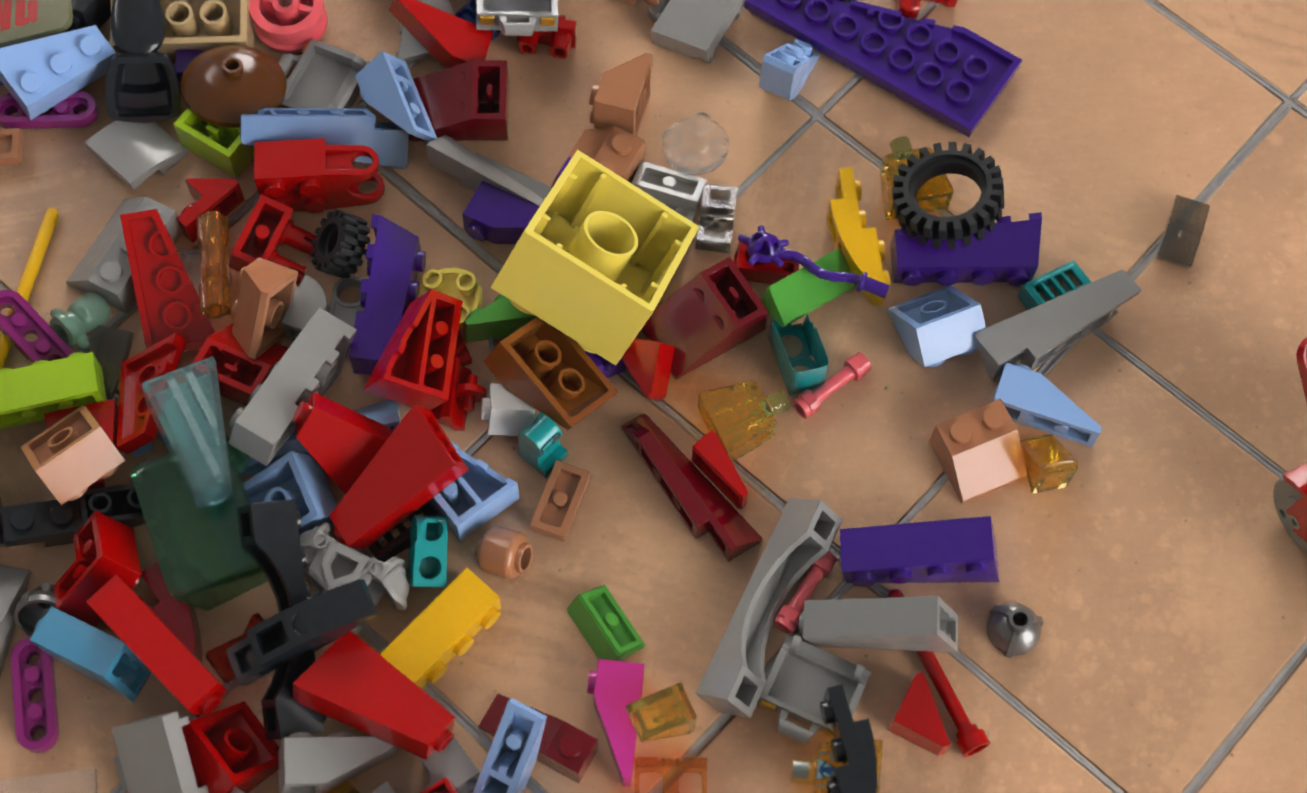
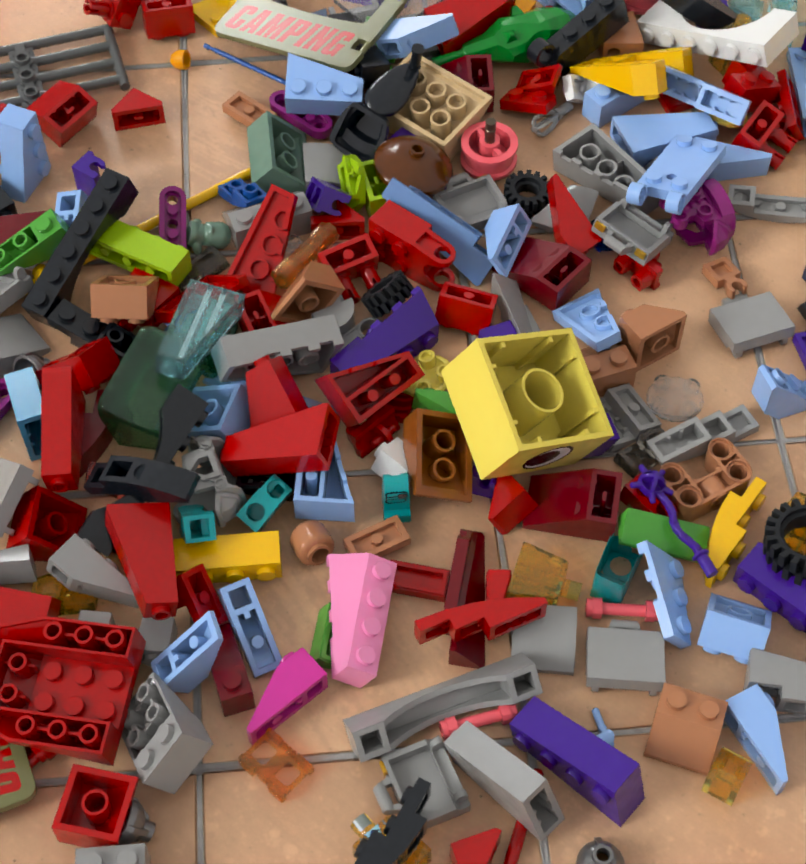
camera: 45 degrees right, 10 degrees down
(67, 176) = (276, 153): none -> sand green slope
(75, 247) = (240, 193): none -> blue slope
(172, 184) = (323, 194): none -> dark purple hinge
(185, 147) = (353, 181): none -> lime slope
(367, 17) = (527, 183): none -> black tyre
(390, 629) = (196, 524): none -> teal leg
(427, 200) = (465, 308): none -> red brick
(460, 694) = (198, 594): none -> red slope
(522, 678) = (250, 626): none -> light blue slope
(553, 125) = (589, 321): none -> light blue wing
(617, 584) = (358, 613): none -> bright pink wedge
(629, 507) = (421, 581): none -> red tile
(663, 714) = (307, 712): clear yellow slope -> none
(741, 491) = (490, 616): none -> red slope
(754, 163) = (693, 436): none -> light grey slope
(791, 466) = (549, 640): none -> light grey slope
(810, 200) = (711, 490): none -> nougat beam
(852, 332) = (670, 605): none -> light blue wing
(874, 428) = (625, 658): none -> light grey piece
(921, 512) = (605, 734): none -> light blue hand

